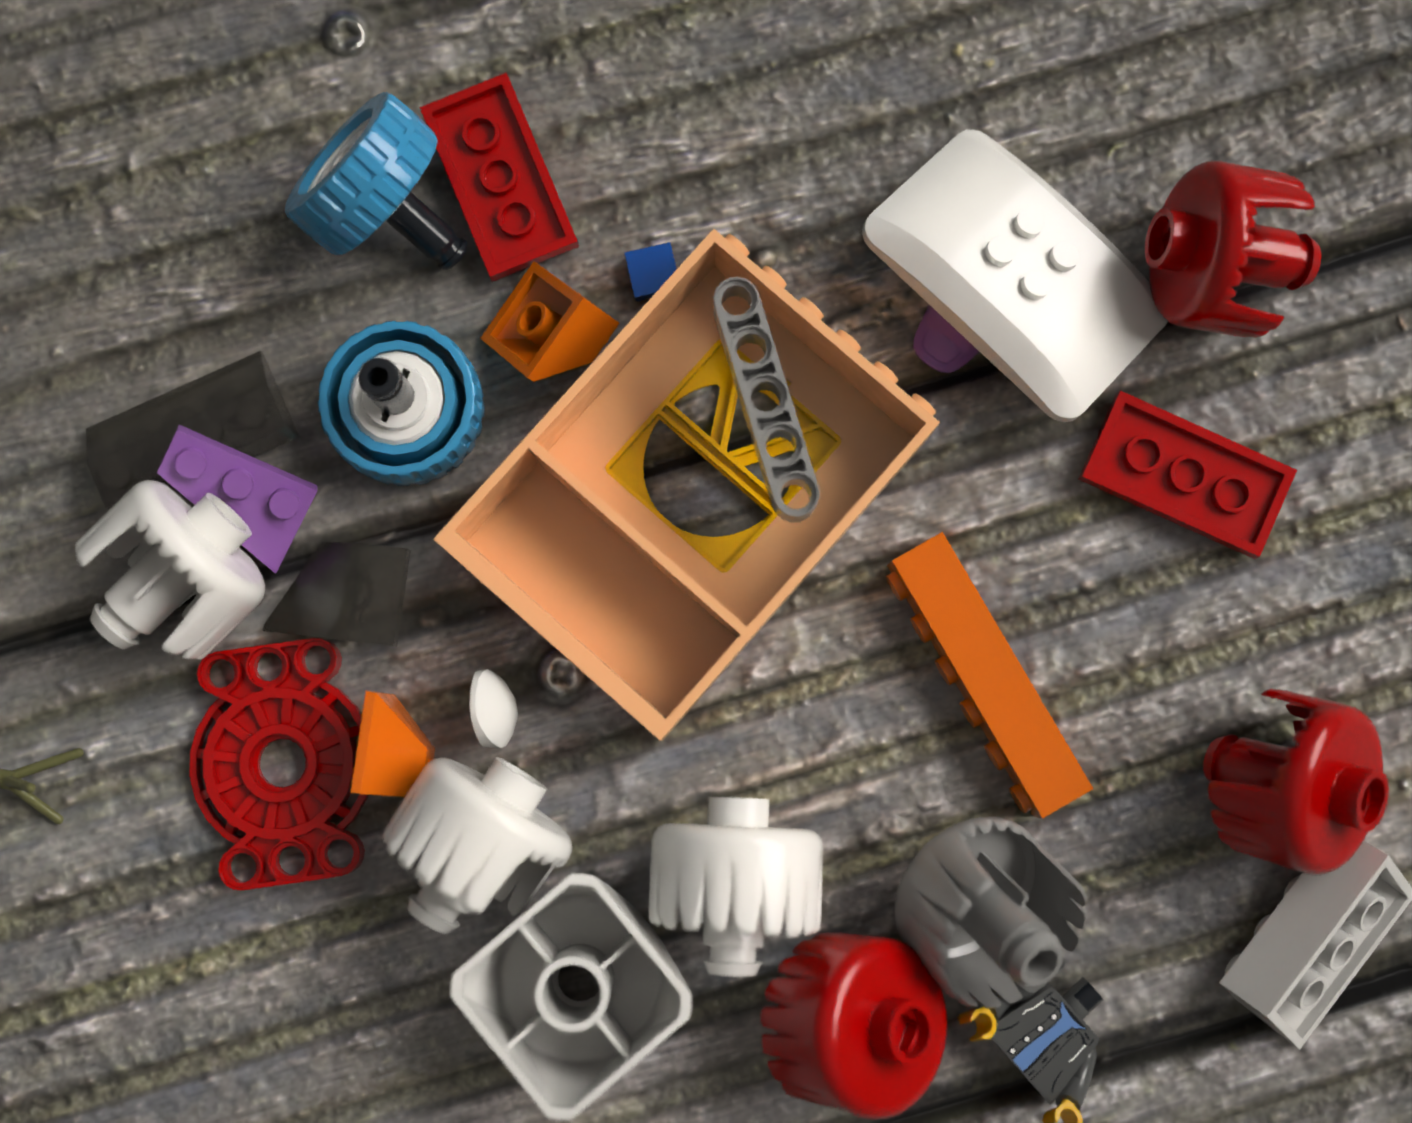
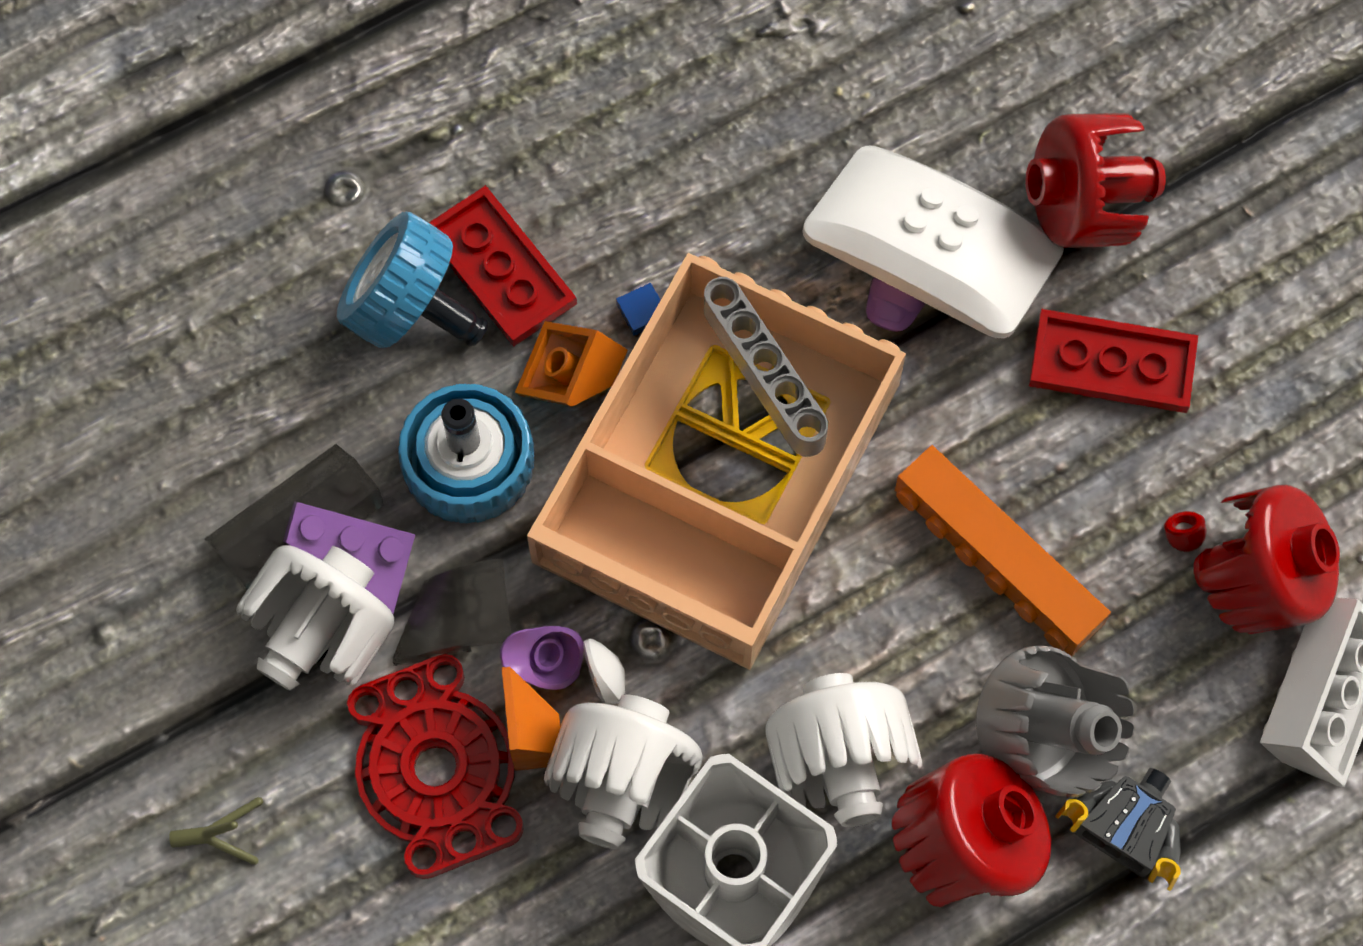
camera: 15 degrees left, 15 degrees down
(427, 675) = (544, 656): none -> medium lavender piece
(1206, 713) = (1186, 539): none -> red piece

